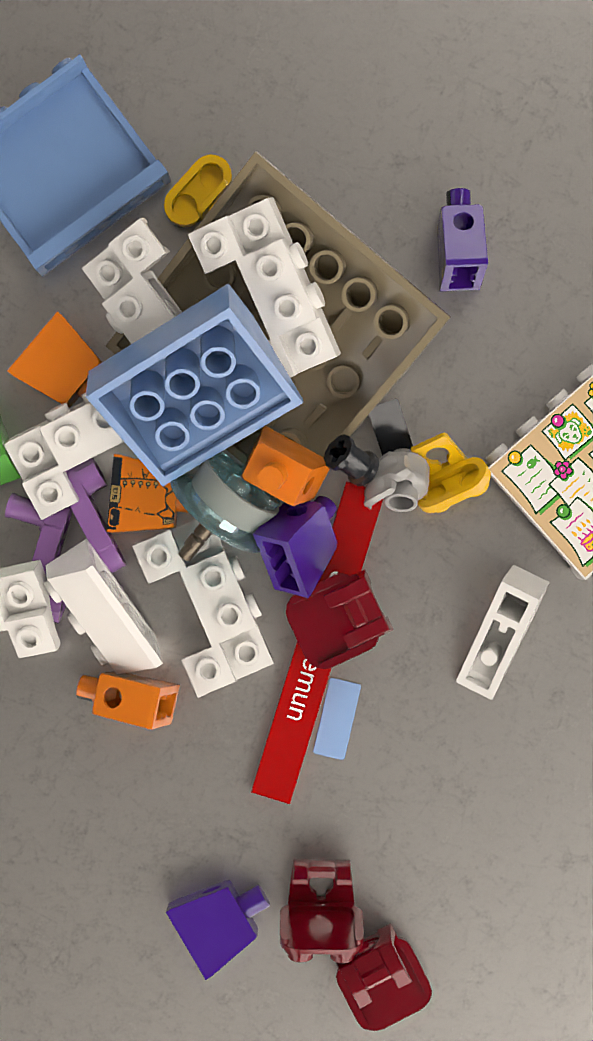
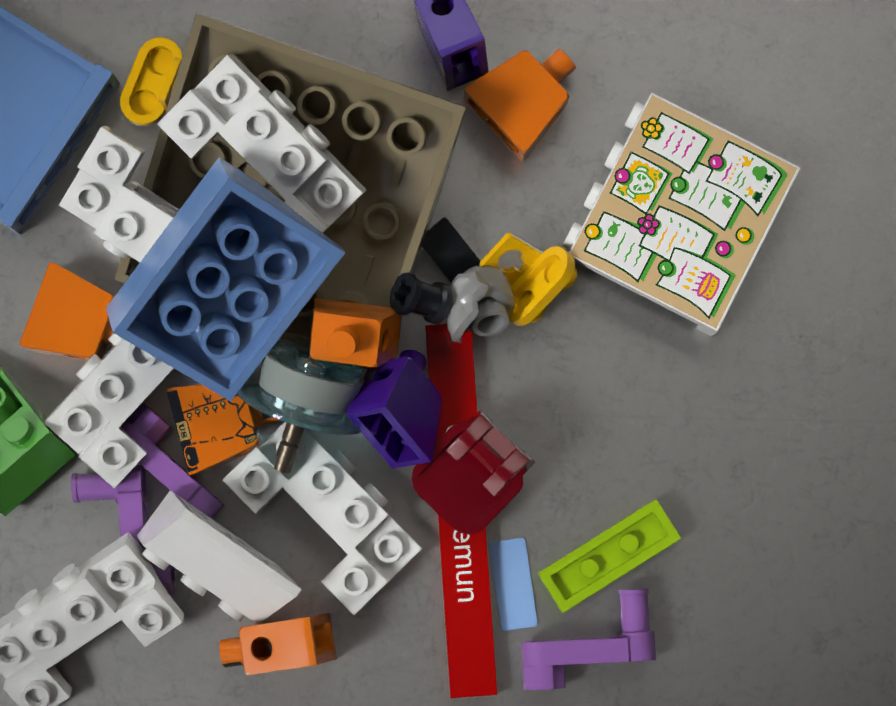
camera: 25 degrees left, 5 degrees down
(341, 790) = (546, 659): none -> medium lavender beam
(424, 727) = (608, 555): none -> lime plate
(499, 322) = (521, 98): none -> orange torso
(502, 631) = (651, 421): white slope -> none

